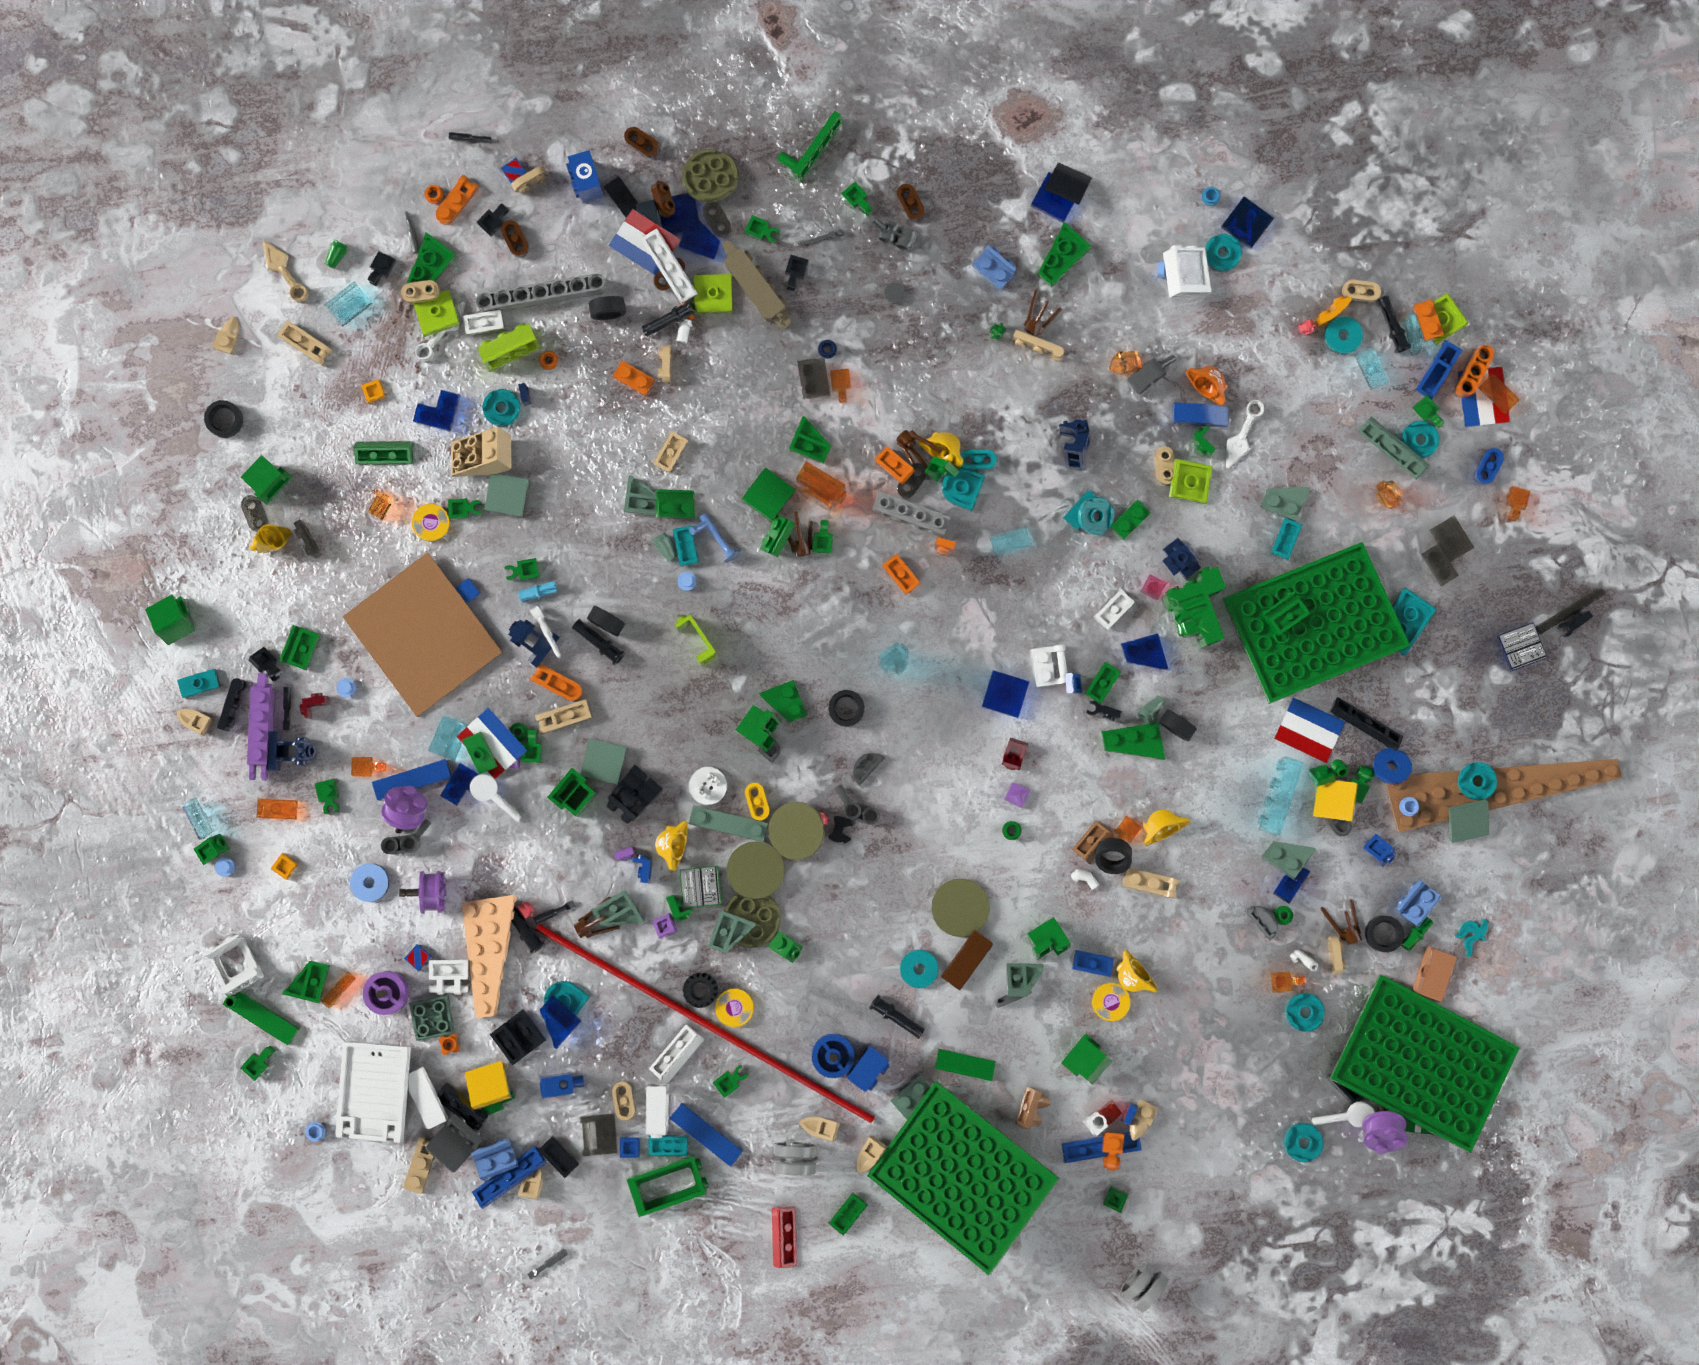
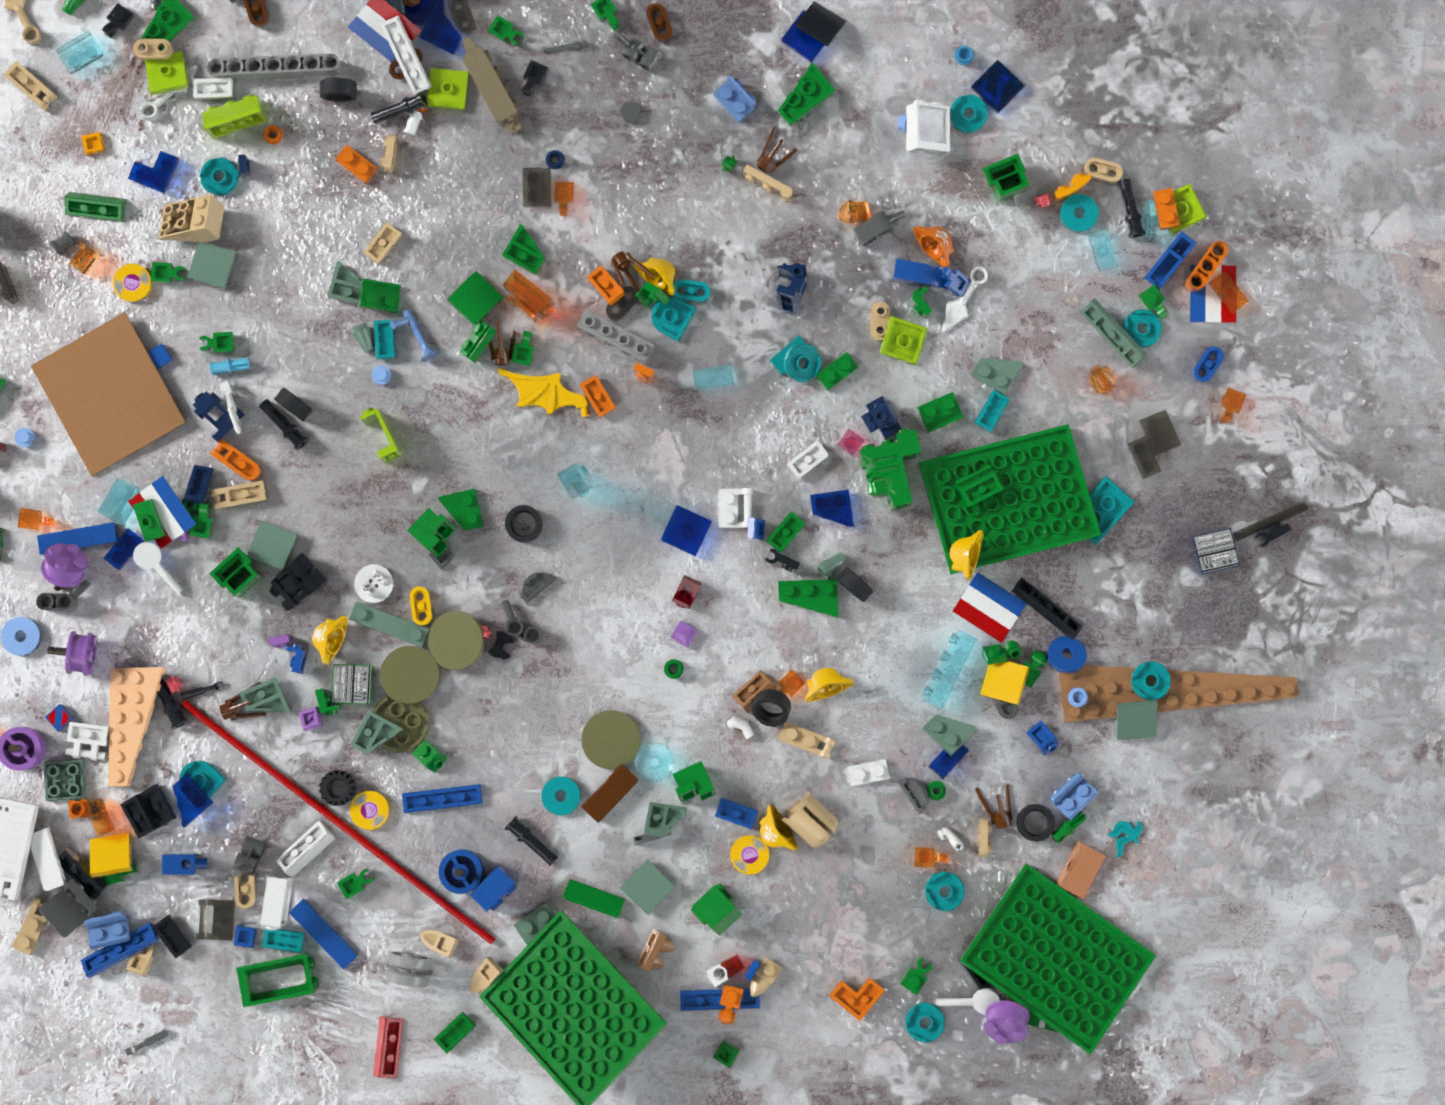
camera: 10 degrees right, 0 degrees up
(357, 492) = (63, 243): none -> dark grey bush
(471, 1050) = (99, 817): none -> clear orange leg
(523, 711) = (199, 484): none -> dark blue plate
(623, 1072) = (248, 859): none -> dark grey beam
(803, 986) = (442, 798): none -> blue tile
(849, 577) = (545, 392): none -> yellow animal
(1016, 924) = (646, 769): none -> clear light blue dish
(1016, 1047) = (647, 887): none -> sand green tile
(1167, 960) = (811, 820): none -> tan cylinder
(1214, 906) = (868, 772): none -> white plate
(1233, 416) = (955, 282): none -> blue plate
(1235, 546) = (940, 412): none -> green plate
(1237, 1131) = (857, 1002): none -> orange plate
(1269, 310) = (1006, 178): none -> green plate
(1282, 681) = (965, 554): none -> yellow hat
(1287, 1101) = (914, 979): none -> green plate

